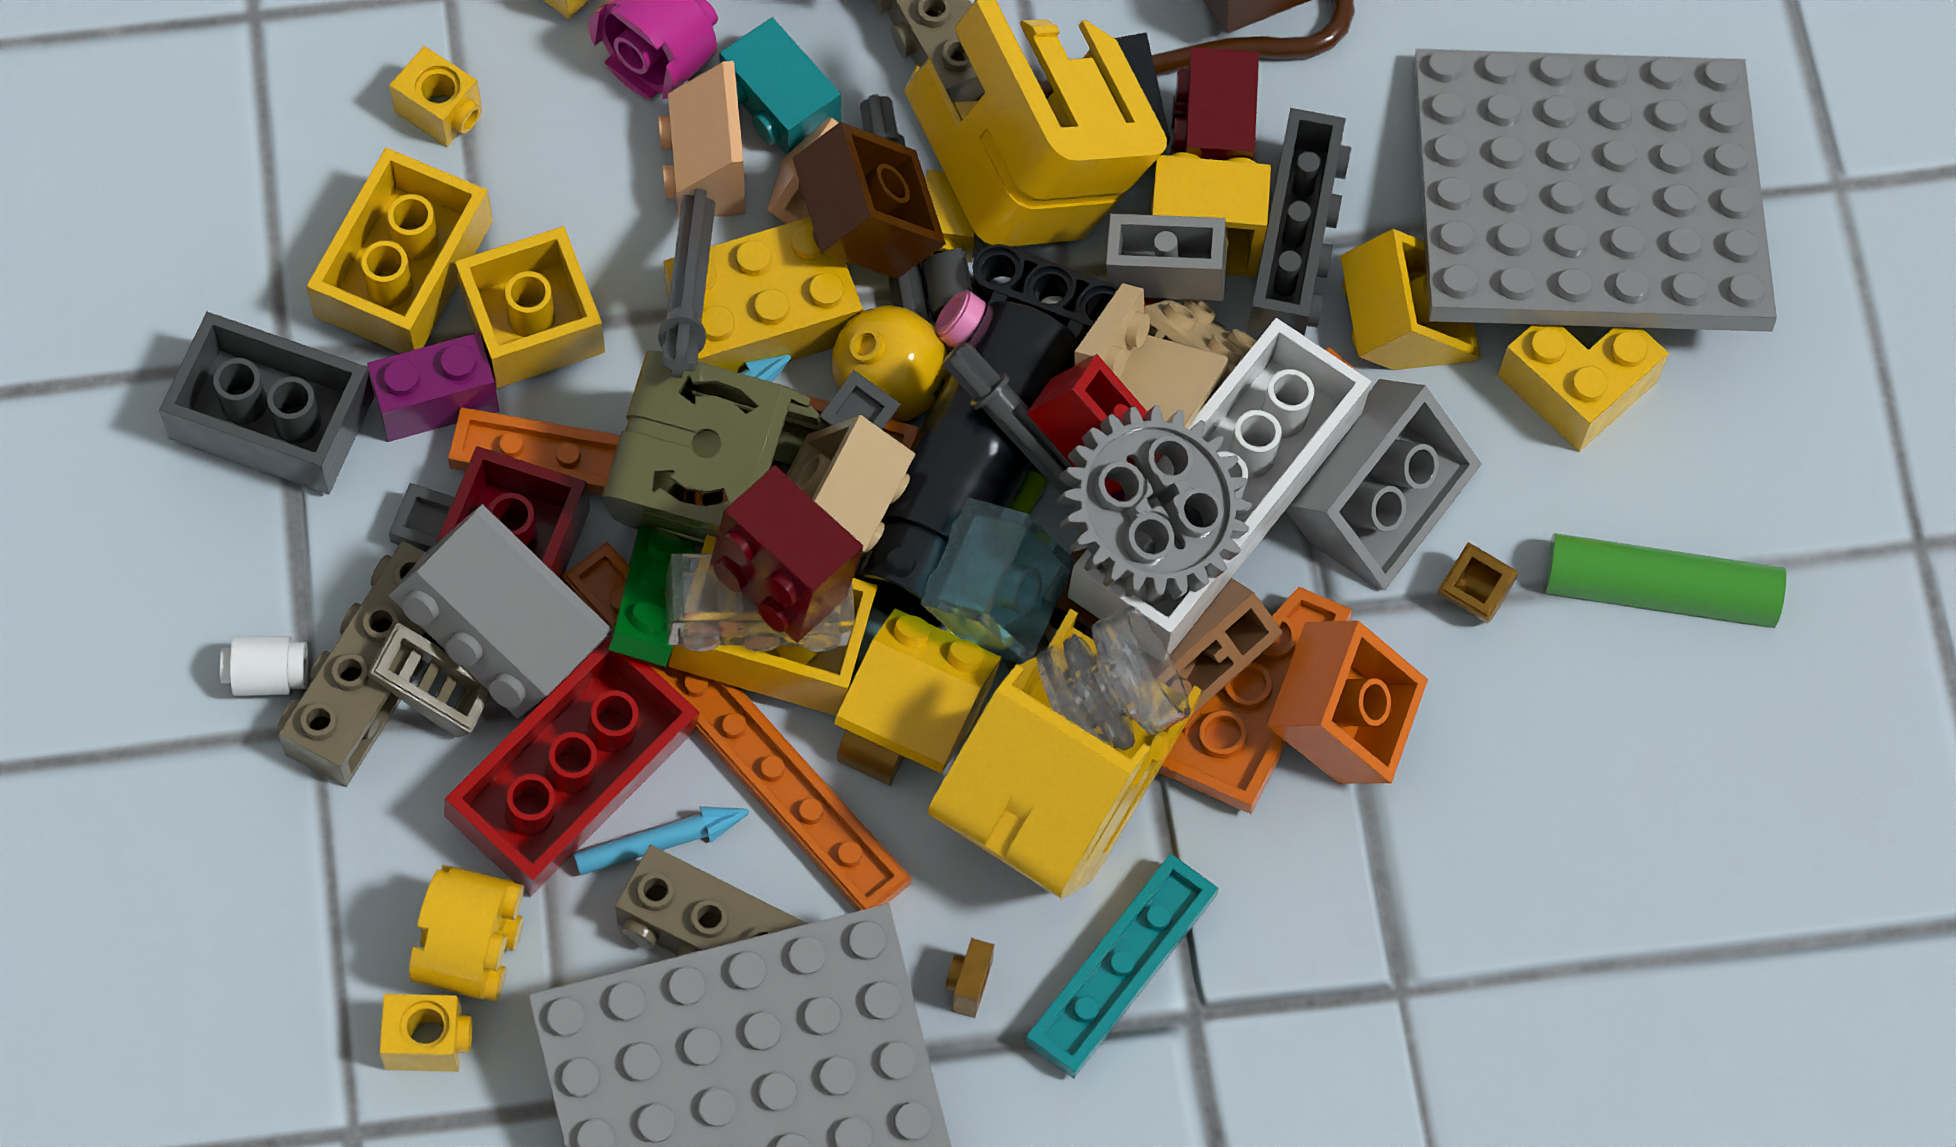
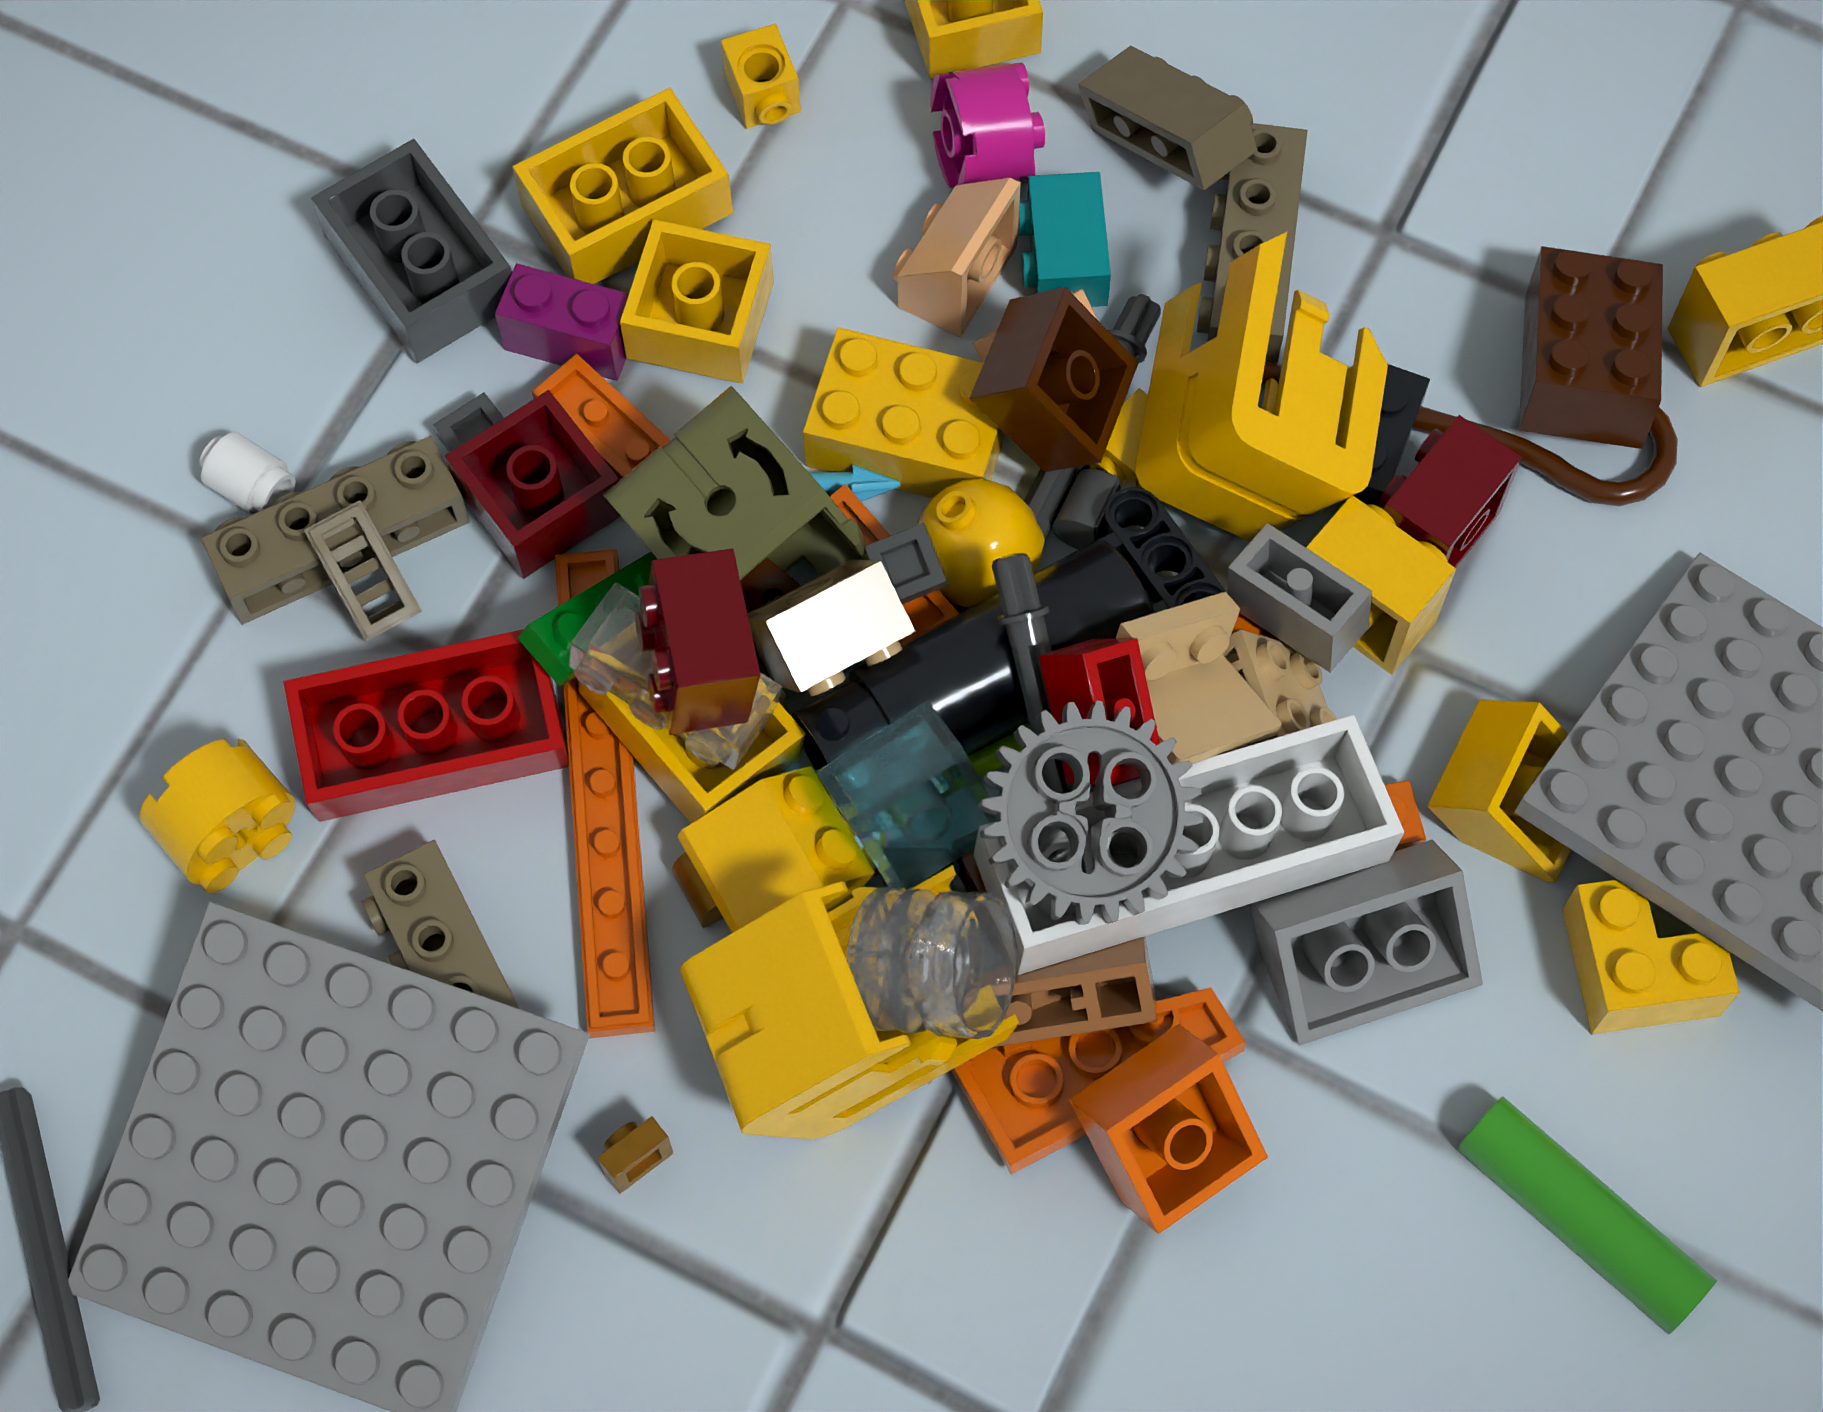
camera: 40 degrees right, 0 degrees up
(408, 1011) = (114, 858): yellow brick -> none
(499, 611) = (448, 544): light grey slope -> none
(682, 332) = (767, 386): dark grey axle -> none
(710, 823) = (514, 855): medium azure piece -> none
(959, 318) = (1066, 538): bright pink tile -> none
(1121, 965) = (781, 1236): teal plate -> none
(1297, 223) = (1455, 646): dark grey brick -> none
(1478, 583) = (1390, 1097): pearl gold brick -> none

